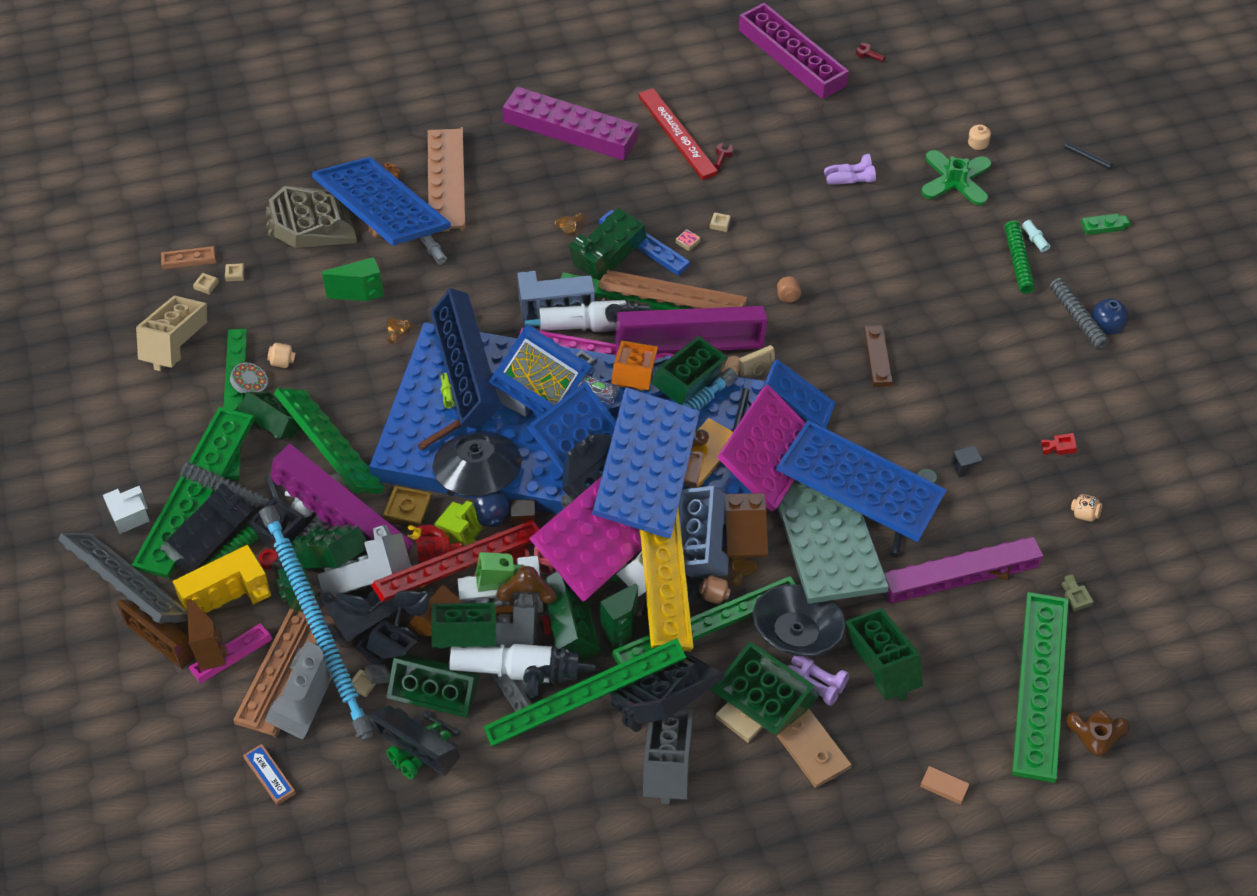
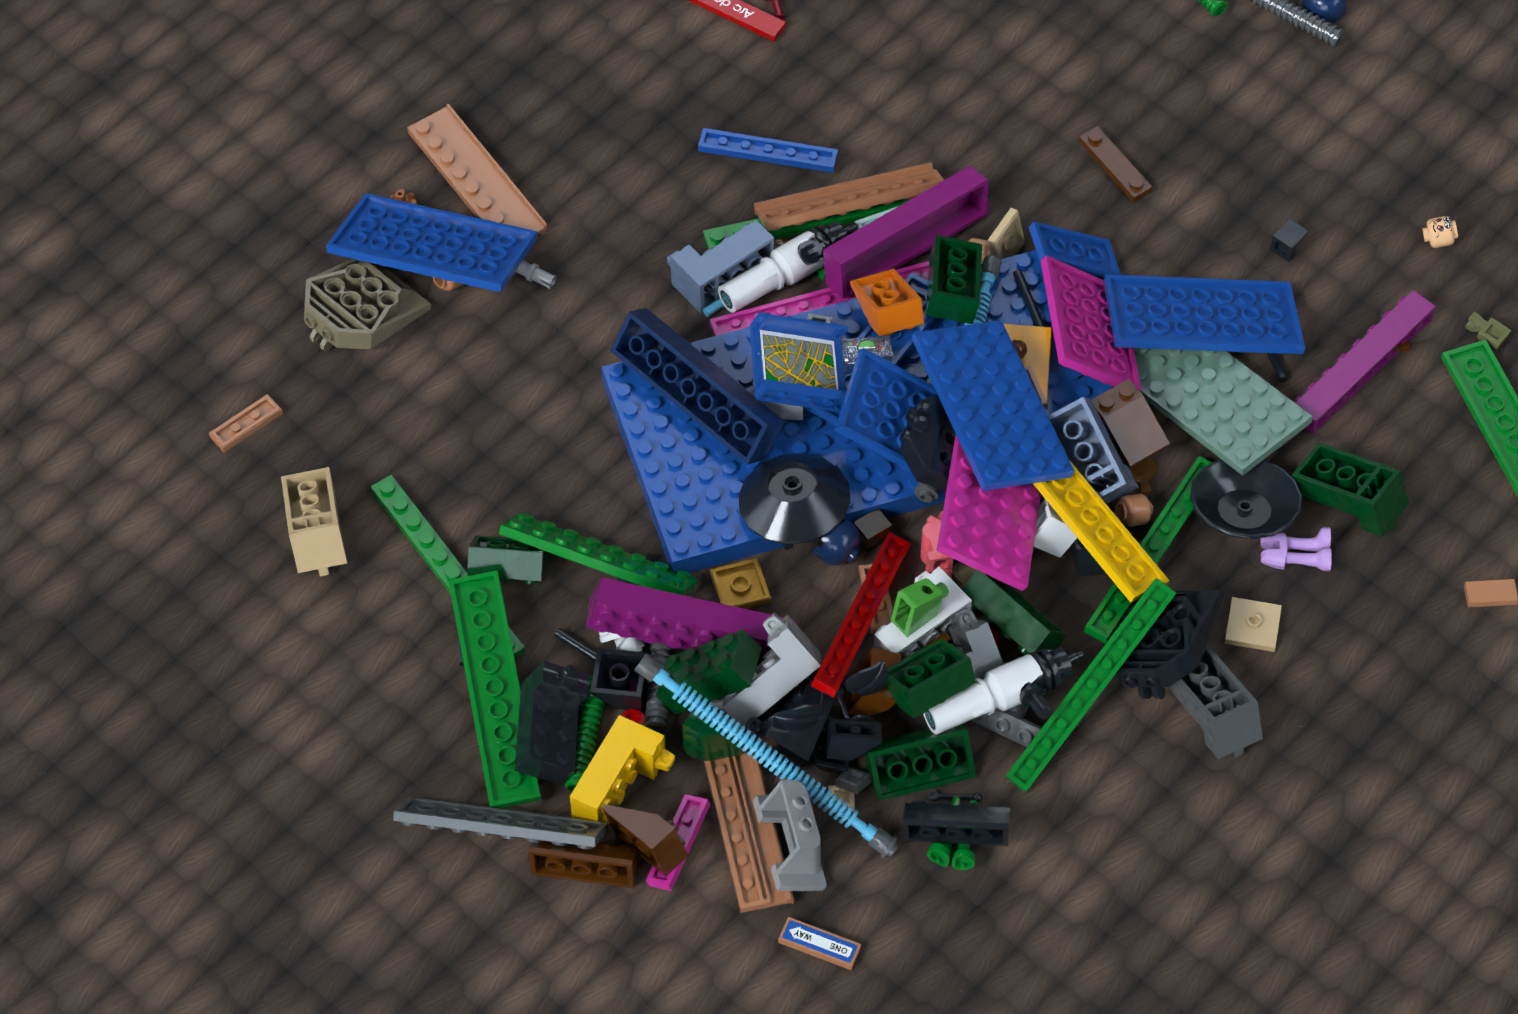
camera: 30 degrees left, 5 degrees up
(127, 508) = (437, 749): white plate -> none
(205, 283) = (293, 444): tan tile -> none
(213, 481) = (524, 665): dark grey piece -> none
(234, 272) = (317, 414): tan tile -> none
(248, 378) = (446, 532): tile -> none
(280, 355) = (459, 486): light nougat head -> none
(354, 281) = (480, 356): green slope -> none
(396, 327) = (563, 388): clear orange rock -> none
(431, 542) = (817, 617): red torso -> none
(438, 435) = (727, 486): copper bar -> none
(448, 400) = (698, 433): lime pin -> none
(460, 523) = (820, 579): lime plate -> none
(519, 553) = (902, 579): red tile -> none
(526, 581) = (957, 599): reddish brown head -> none
(567, 223) = (662, 167): clear orange rock -> none
(570, 123) = (573, 40): magenta brick -> none
(607, 244) = (736, 173): dark green hinge -> none
(619, 617) = (1070, 590): dark green slope -> none
(687, 240) = (813, 124): tile -> none
(720, 222) = (832, 84): tan tile -> none
(766, 689) = (1263, 586): dark green slope -> none
(788, 289) = (970, 131): nougat head -> none
(813, 749) = (1335, 621): medium nougat plate -> none
(928, 474) = (1259, 274): tile -> none
(1062, 444) = (1370, 173): red plate -> none

